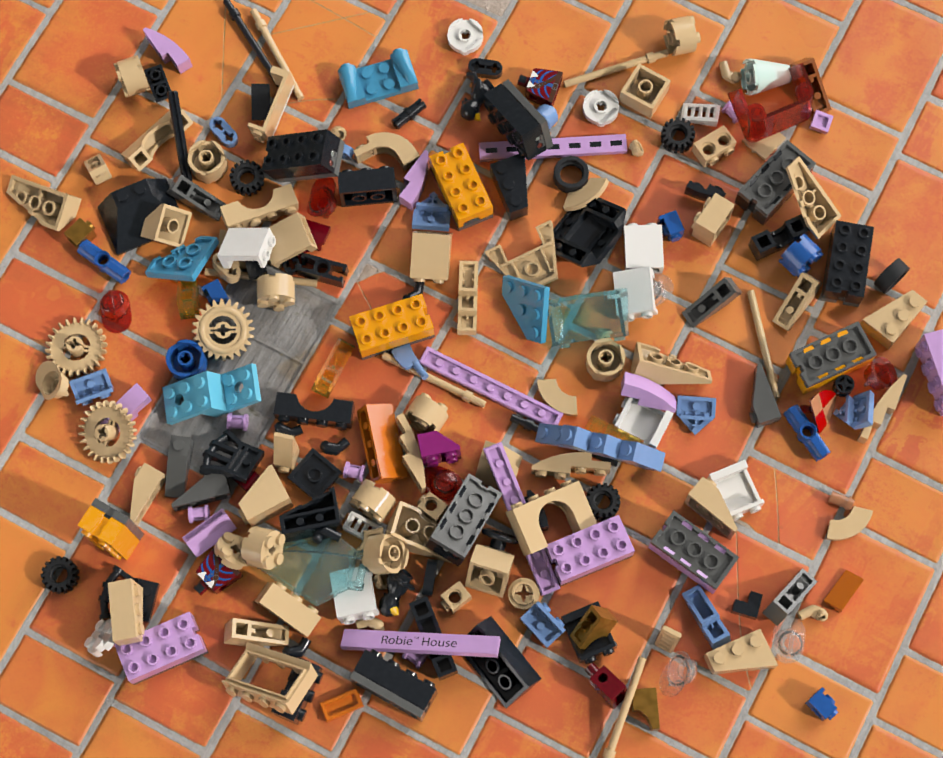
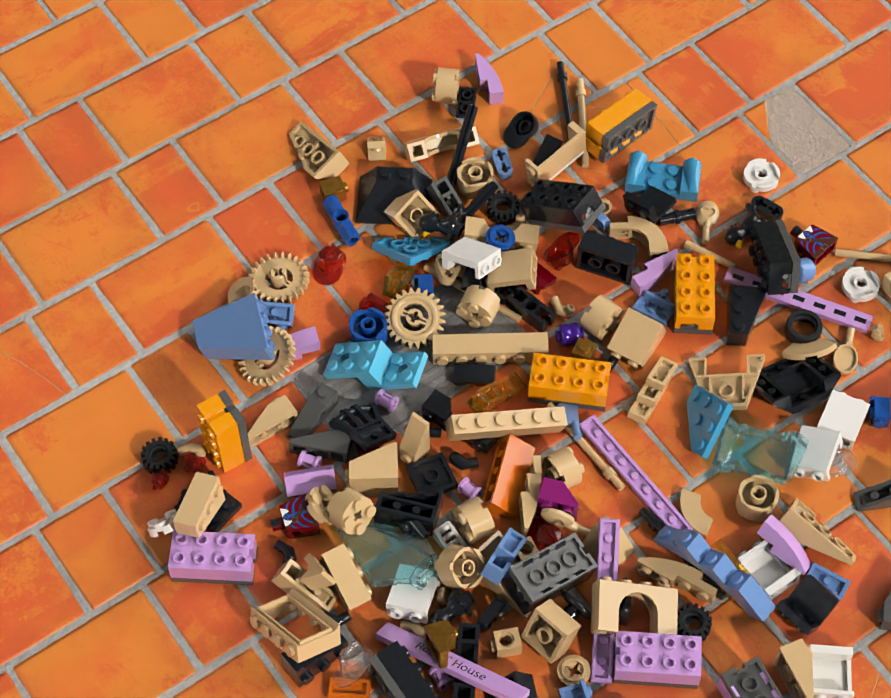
camera: 25 degrees right, 15 degrees down
(67, 423) = (236, 331): none -> medium blue slope
(73, 597) = (159, 480): none -> clear red plate
(86, 551) = (189, 448): none -> tan arm
(91, 567) = (191, 459): none -> clear red plate
(179, 332) = (373, 301): none -> clear red bracket
(206, 223) = (448, 225): none -> black animal
(219, 195) = (483, 196): none -> black axle
(224, 89) = (521, 129): none -> black cap
(224, 607) = (287, 550): none -> black arm
(261, 207) = (503, 232): none -> blue gear
(264, 619) = (317, 575): none -> tan slope
(269, 185) = (520, 218): none -> tan arm
(304, 326) = (488, 348): none -> tan brick
(304, 358) = (474, 374): none -> black slope
(315, 45) = (620, 125): none -> piece
(335, 685) = (353, 663): none -> clear piece
(351, 256) = (566, 311): none -> tan arm
(357, 397) = (505, 423): none -> tan brick
(369, 279) = (568, 334): none -> dark purple piece
(380, 114) = (650, 204): none -> black bracket
(390, 291) = (584, 349): none -> pearl gold brick
(391, 249) = (601, 317): none -> tan brick
(400, 626) = (440, 639): none -> pearl gold arch
(418, 524) = (503, 556): none -> medium blue slope
(436, 102) = (707, 217): none -> tan piece
(451, 462) = (563, 519): none -> tan piece
(455, 138) = (717, 258): none -> tan bar
(619, 184) = (846, 356): none -> tan piece
(691, 439) = (808, 605): none -> black bracket

